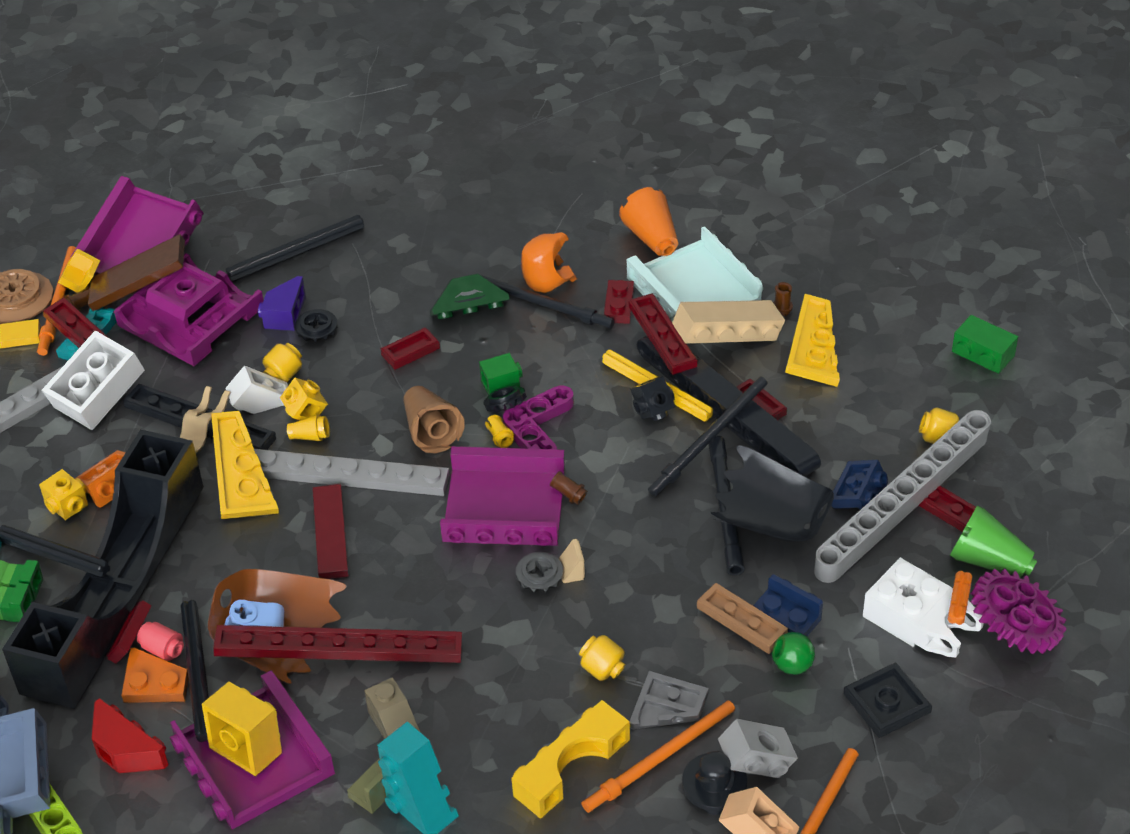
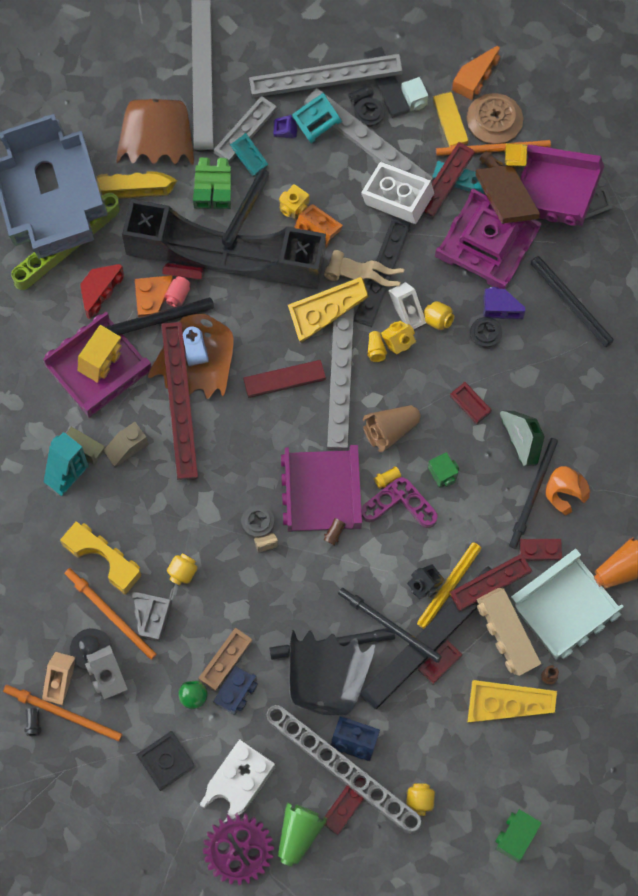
camera: 80 degrees right, 25 degrees up
(504, 398) = (425, 476): black gear -> none
(959, 597) = (235, 804): orange axle -> none

